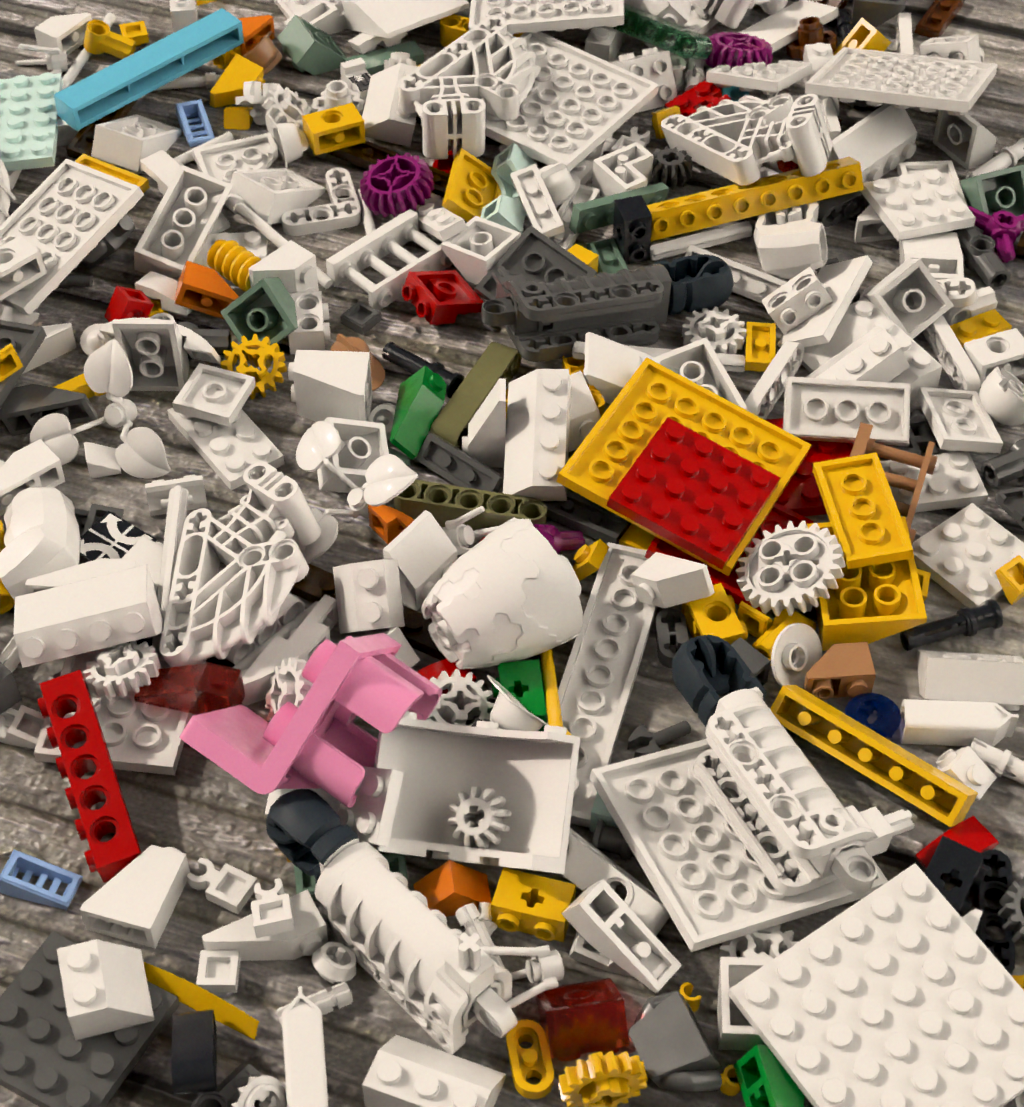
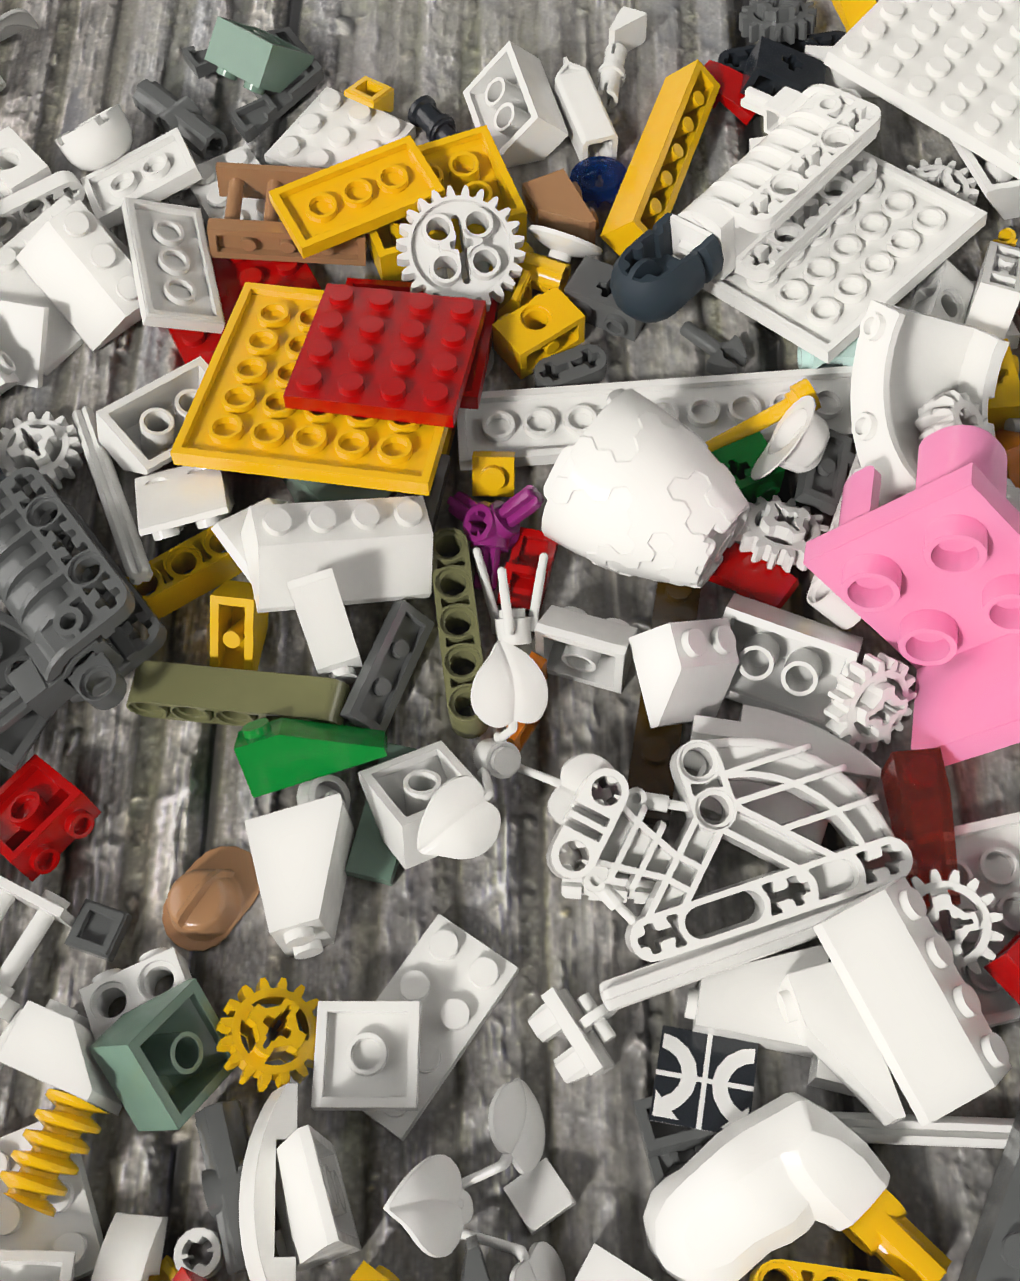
camera: 105 degrees left, 15 degrees up
(203, 290) = (115, 1199): orange slope -> none
(413, 363) = (207, 772): black pin -> none
(671, 581) = (521, 360): white slope -> none
(759, 345) = (54, 395): yellow plate -> none
(772, 382) = (106, 365): white beam -> none
(967, 768) = (635, 102): white bracket -> none

